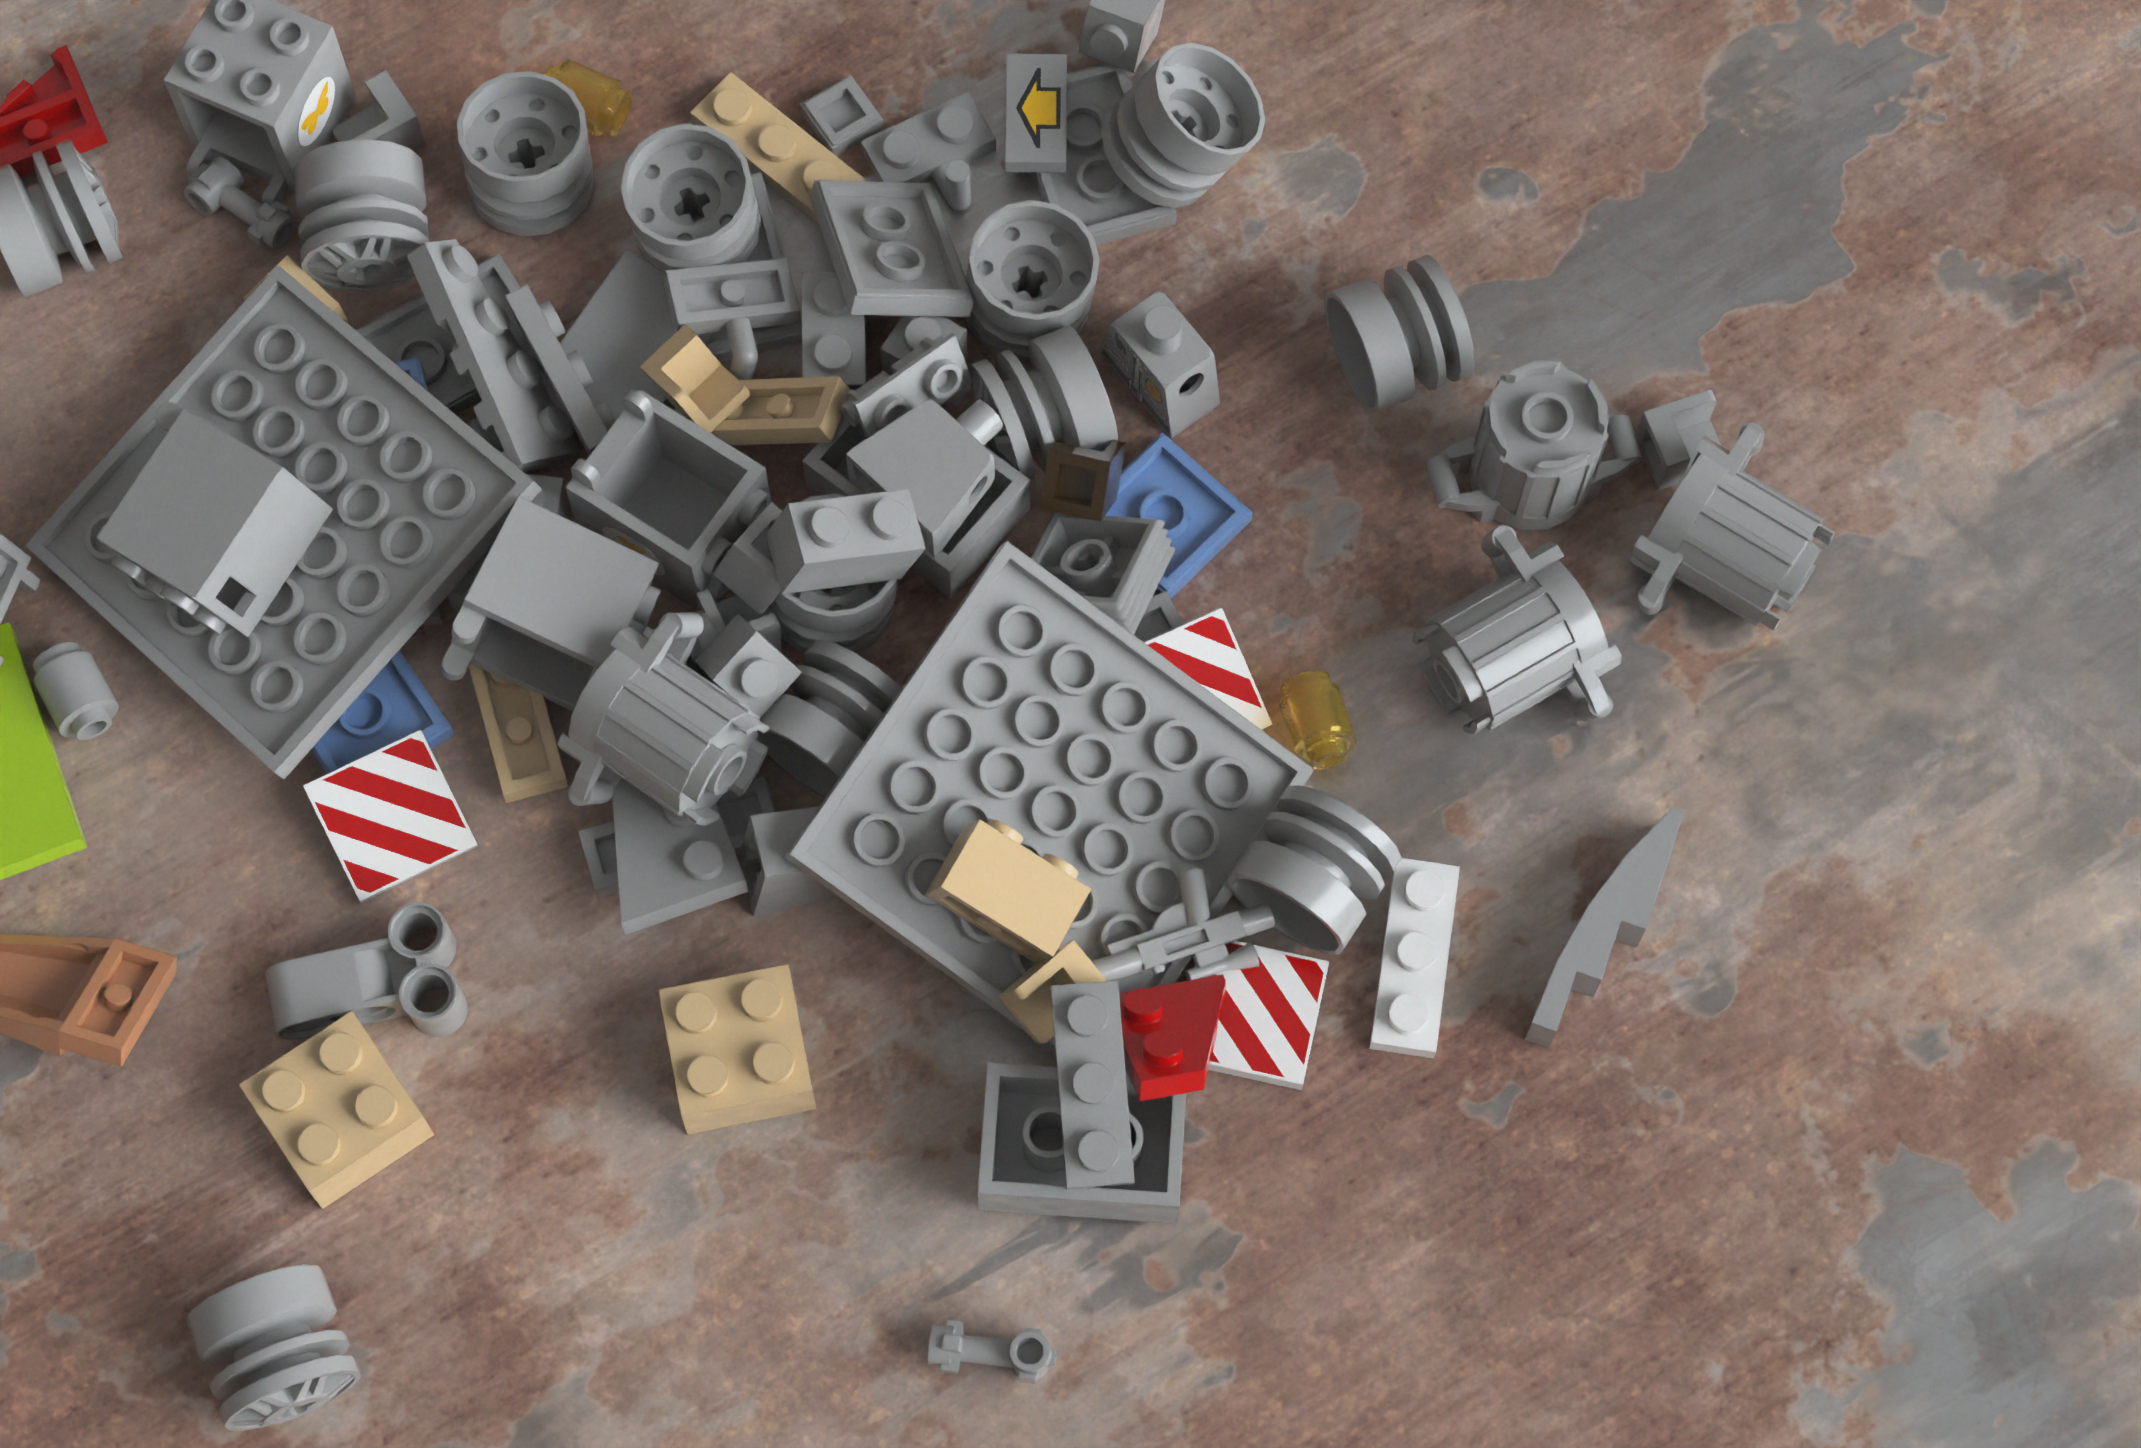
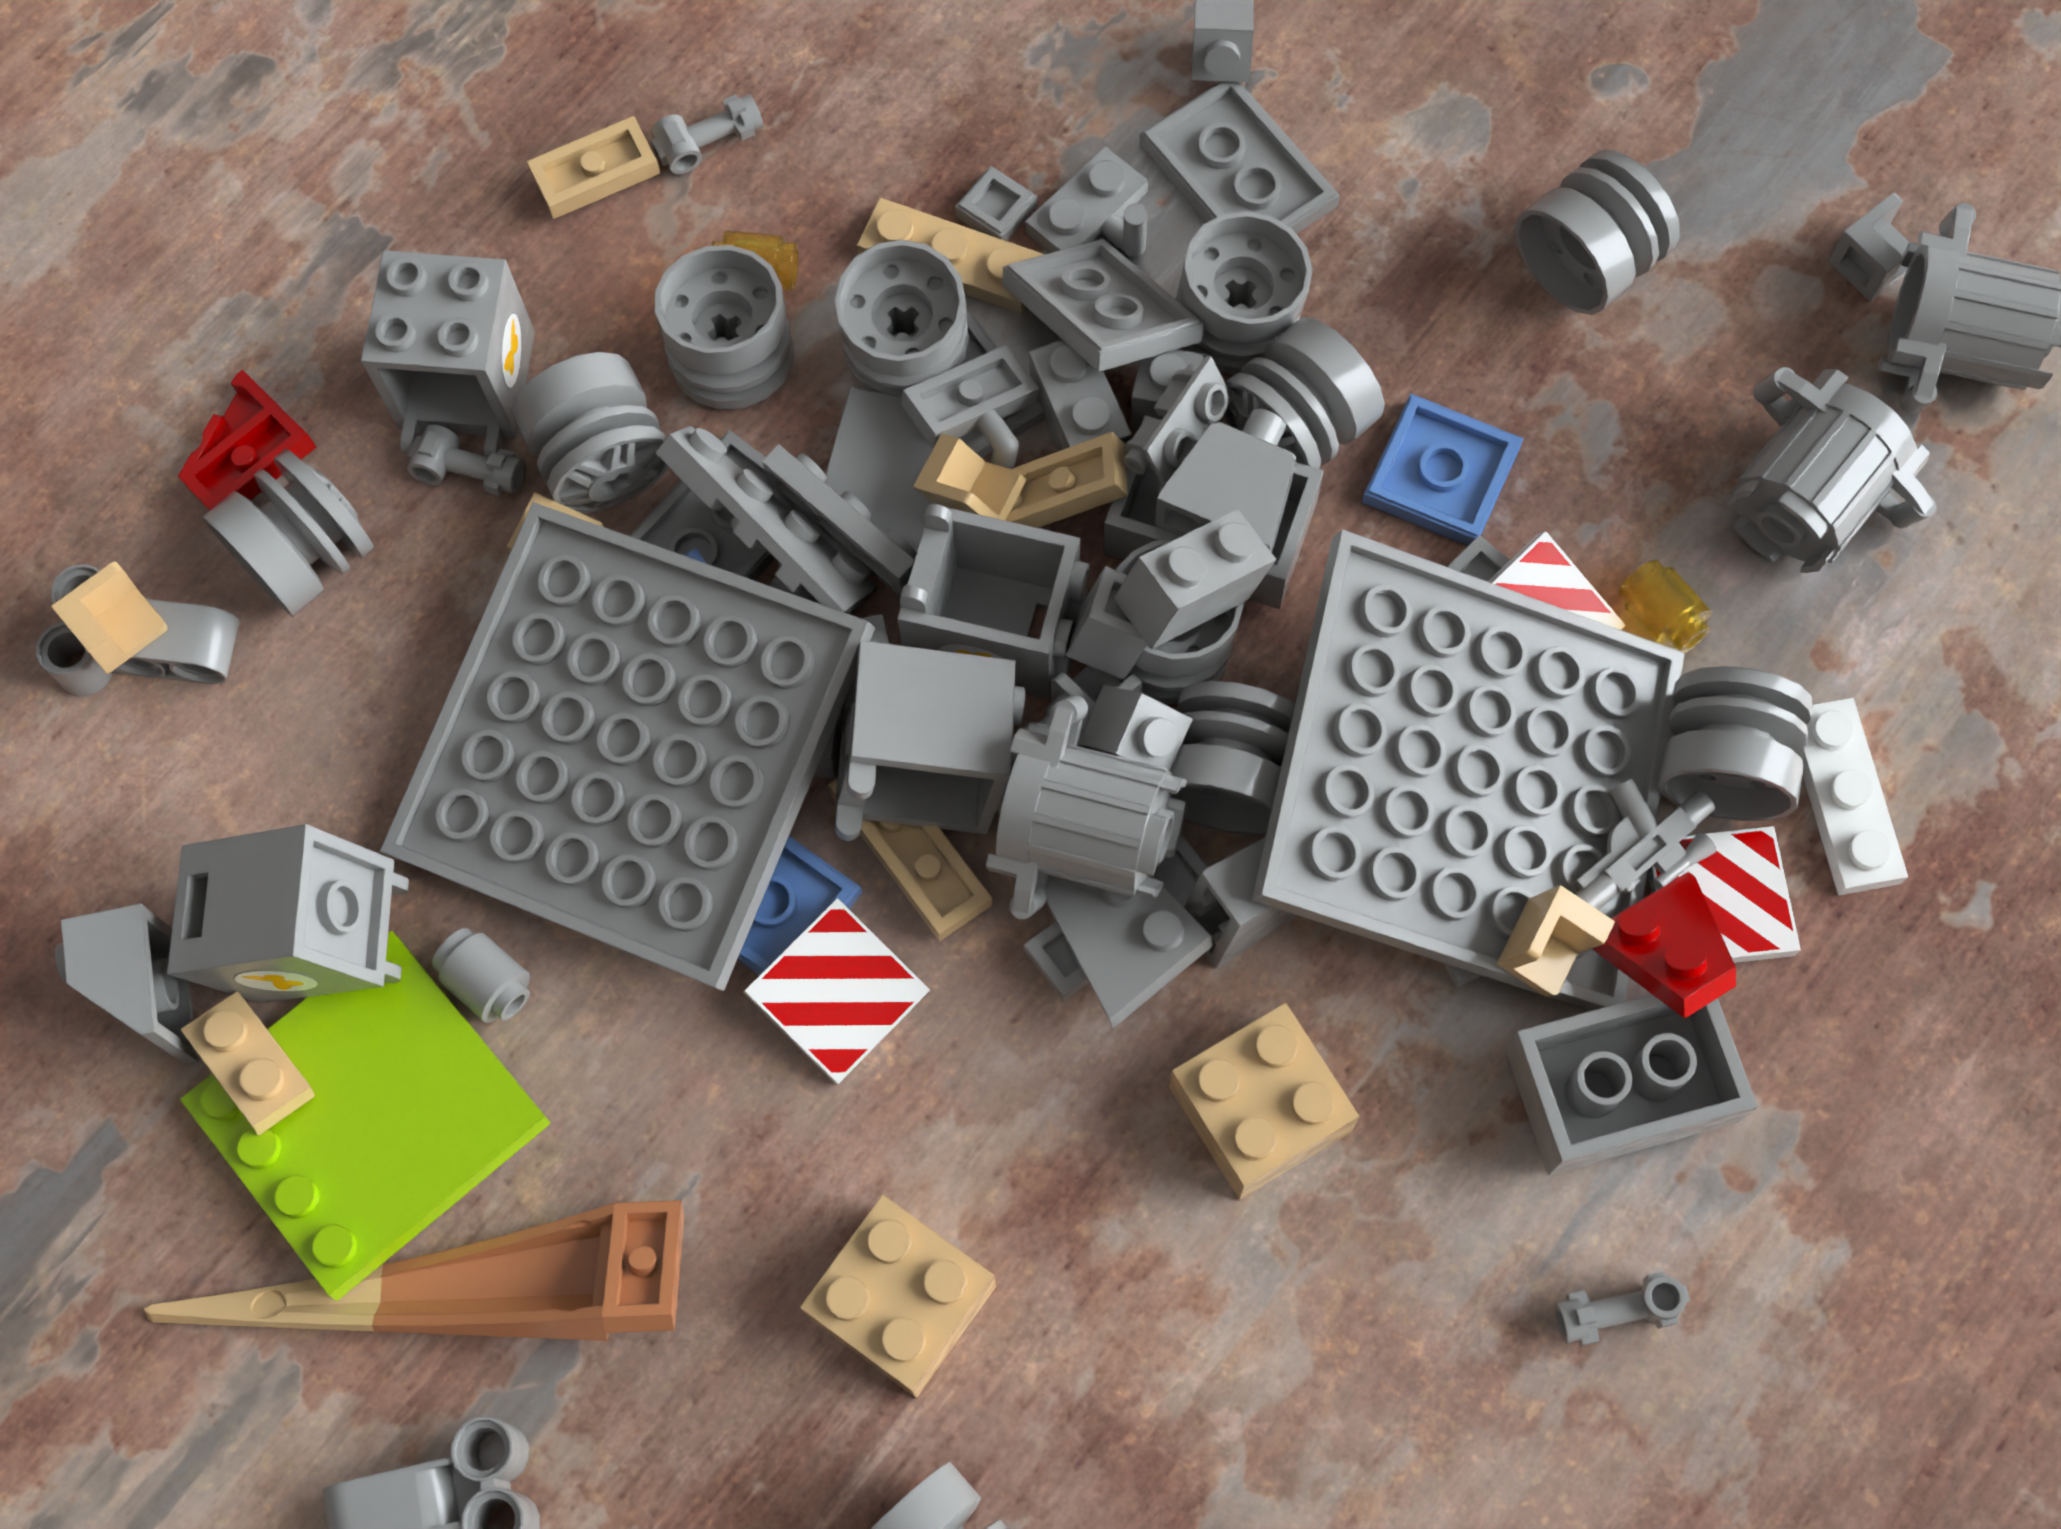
camera: 15 degrees left, 0 degrees up
(212, 524) = (570, 764): light grey container -> none
(372, 980) = (877, 1161): light grey piece -> none
(386, 119) = (575, 334): light grey panel -> none
(1009, 889) = (1477, 858): tan brick -> none
(1036, 113) = (1178, 144): light grey tile -> none
(1082, 480) = (1370, 456): dark brown panel -> none
(1092, 1085) = (1635, 1019): light grey plate -> none
(1108, 561) = (1423, 517): light grey brick -> none
(1157, 353) = (1394, 325): light grey torso -> none
(1183, 125) = (1324, 108): light grey wheel -> none
(1536, 450) = (1764, 294): light grey container -> none
(1615, 913) = (2014, 693): light grey slope -> none

